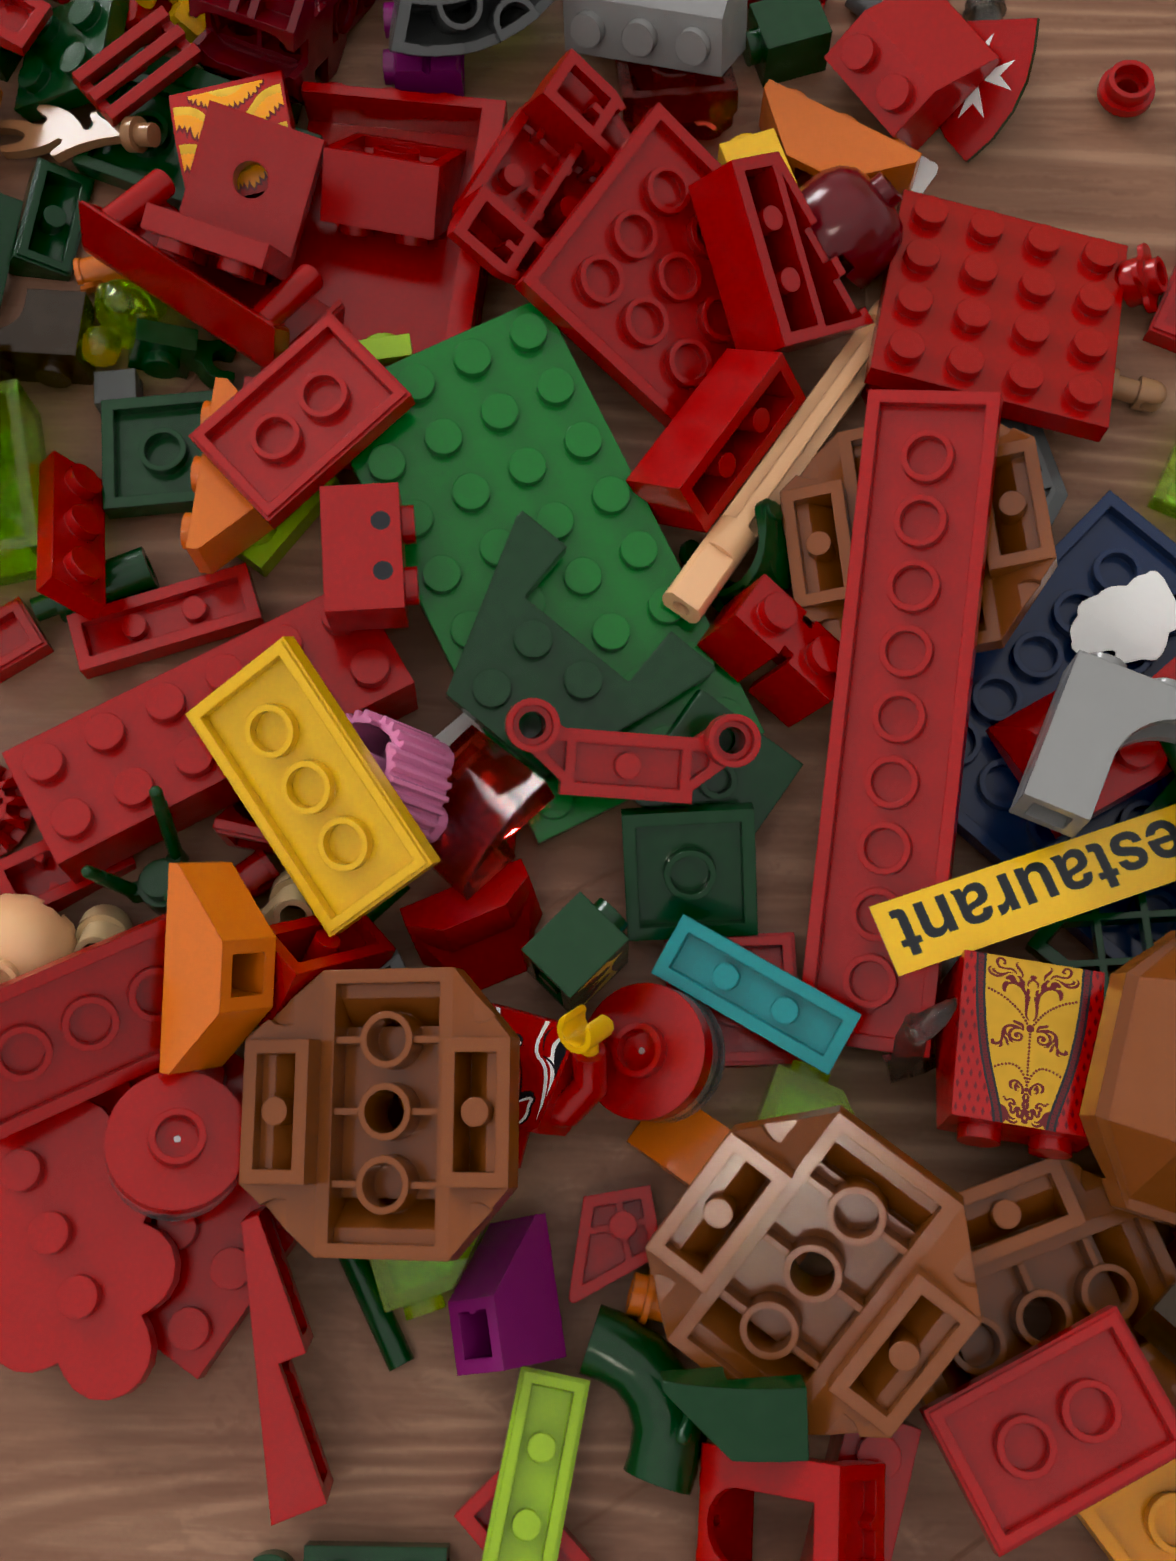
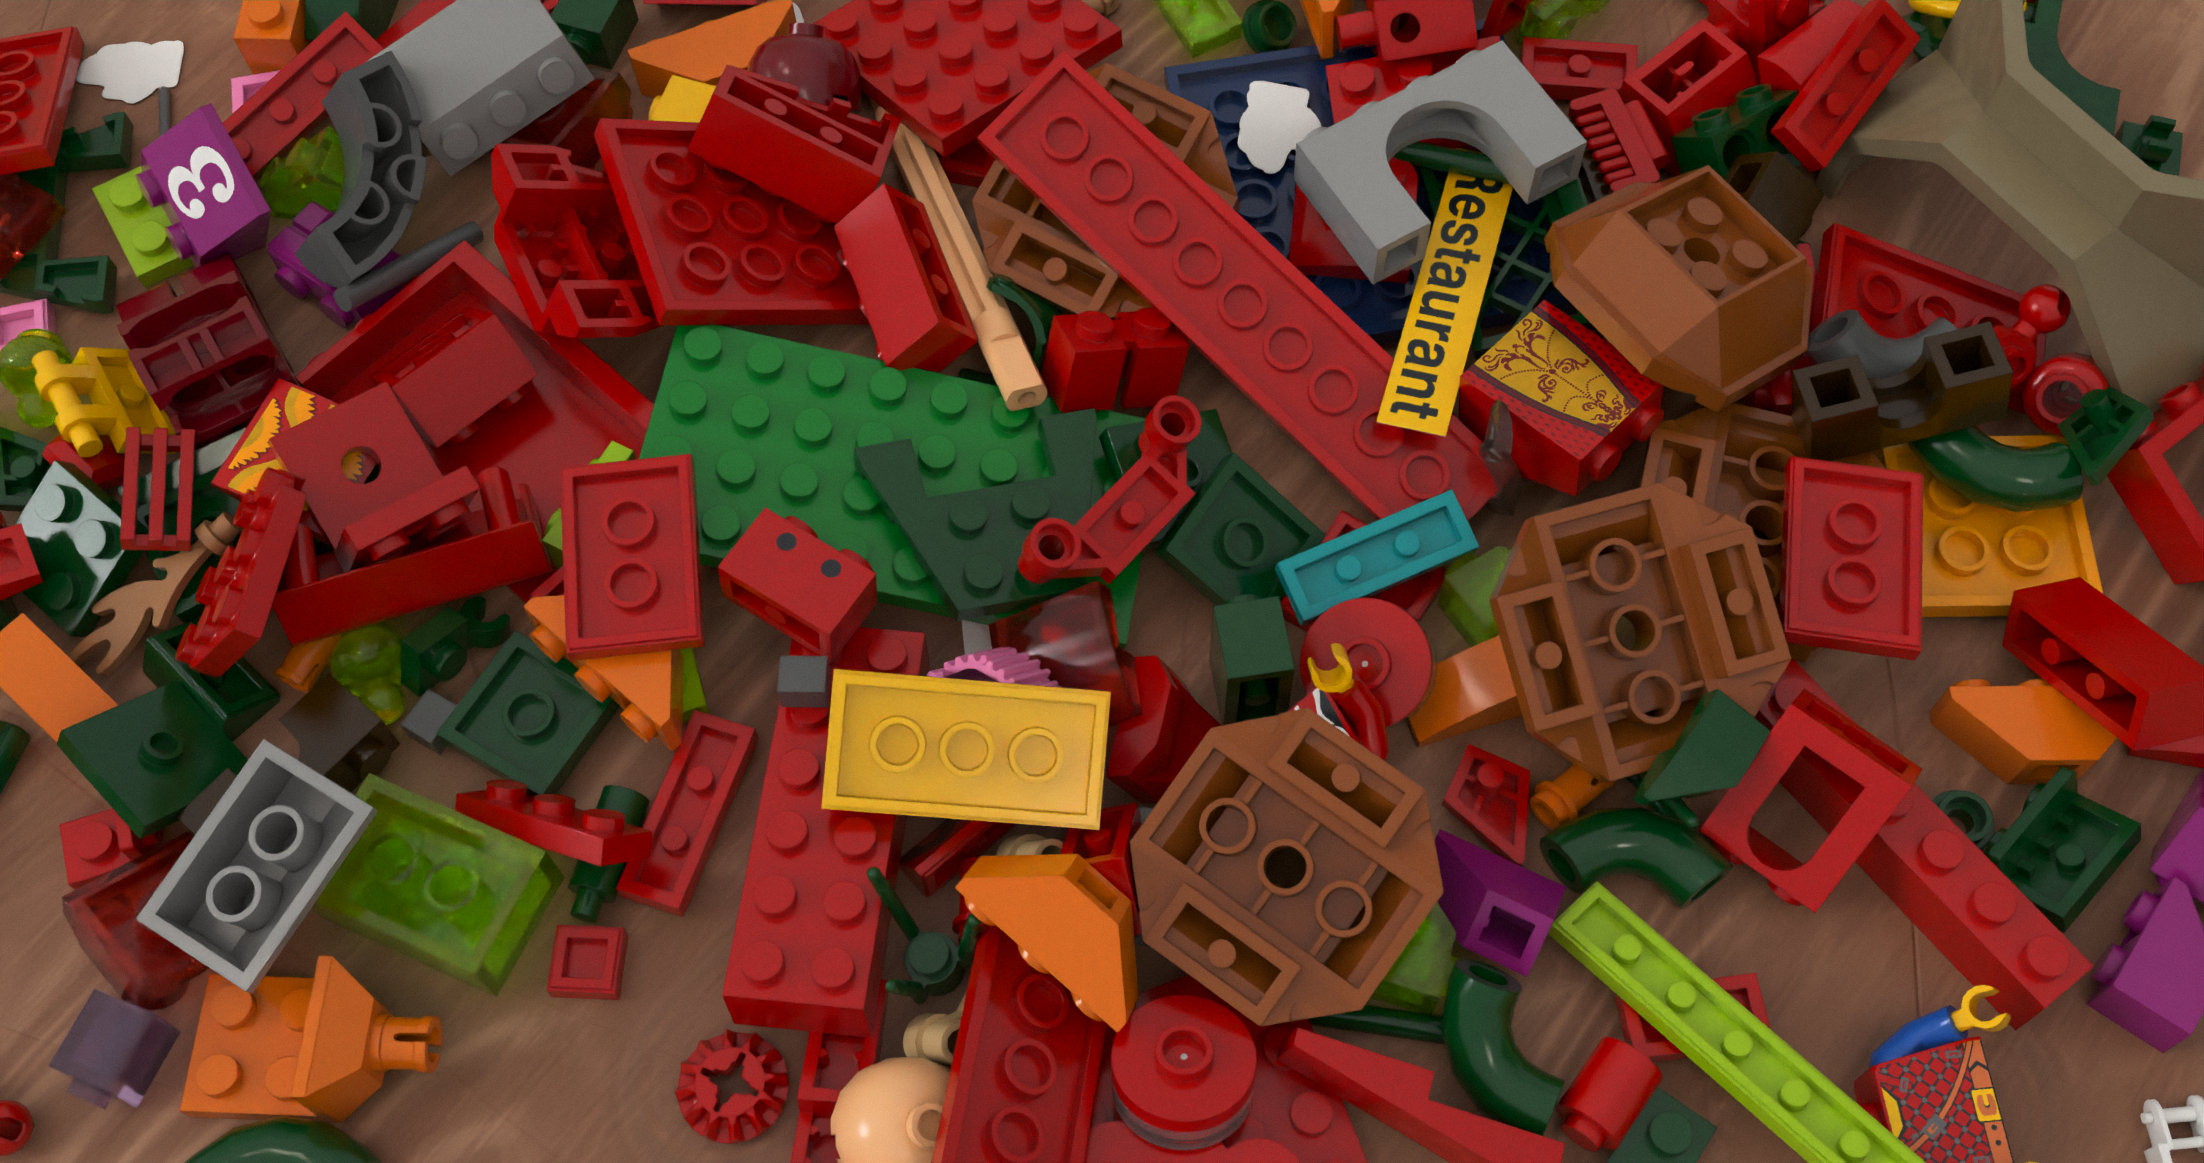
camera: 55 degrees left, 10 degrees down
(101, 168) = (247, 577): none -> red plate
(292, 618) = (804, 681): none -> dark grey piece
(368, 1385) = (1484, 1051): none -> dark green cylinder
(406, 1510) = (1607, 1095): none -> red brick
(446, 78) = (405, 267): none -> dark grey bar

